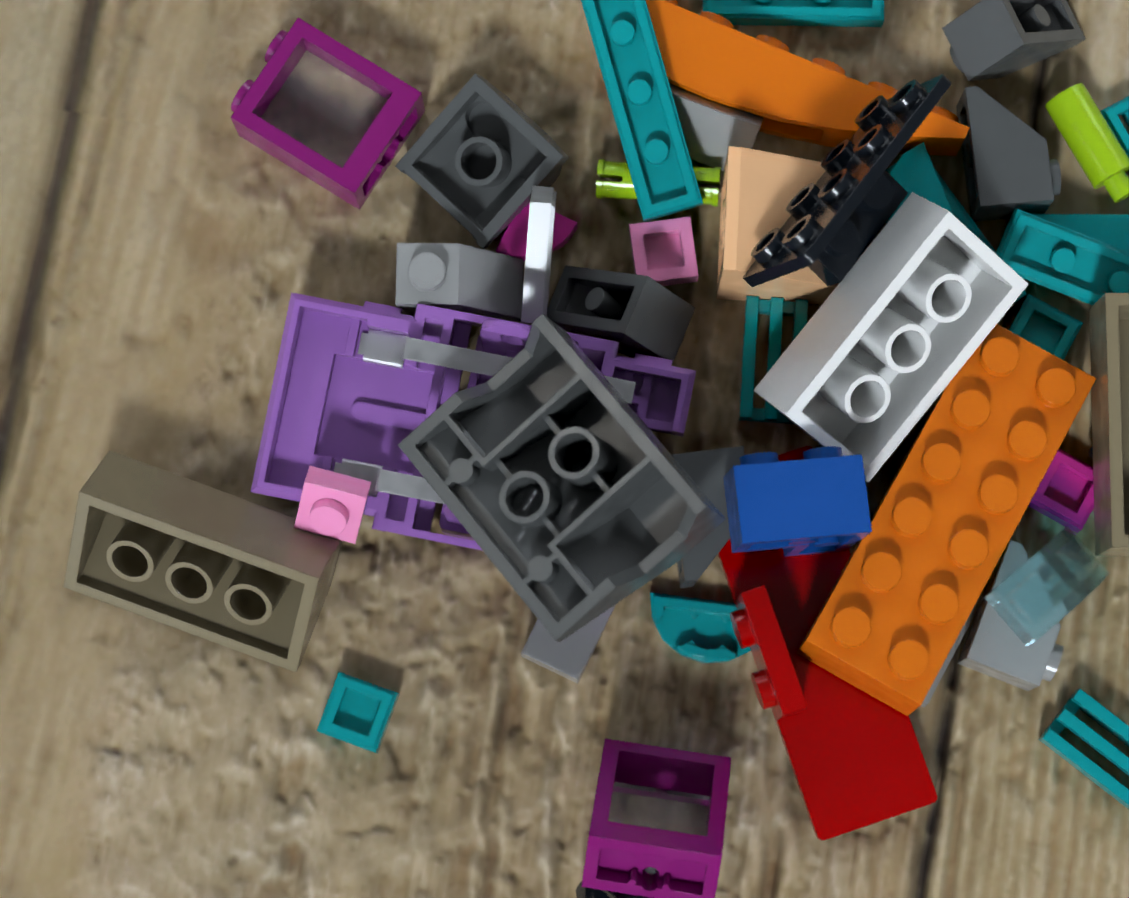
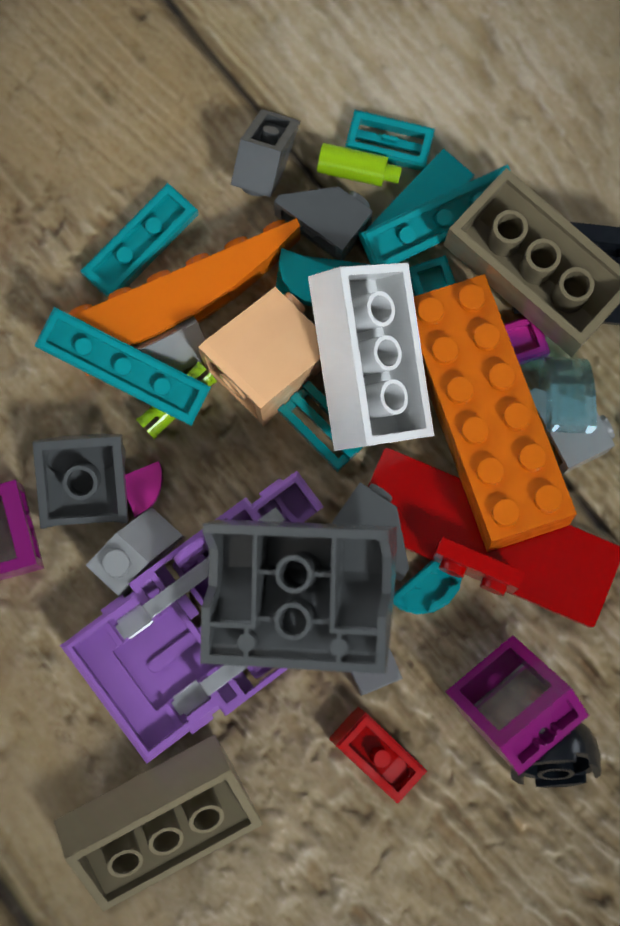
camera: 50 degrees left, 0 degrees up
(332, 504) = (195, 725): bright pink plate -> none
(358, 712) = (314, 810): teal tile -> none
(475, 729) = (377, 754): none -> red slope
(538, 253) = (160, 496): light grey tile -> none
(621, 309) = (227, 481): dark grey slope -> none
(664, 251) = (216, 431): bright pink plate -> none
(797, 504) = (418, 480): blue brick -> none
(853, 197) = (280, 307): black bracket -> none

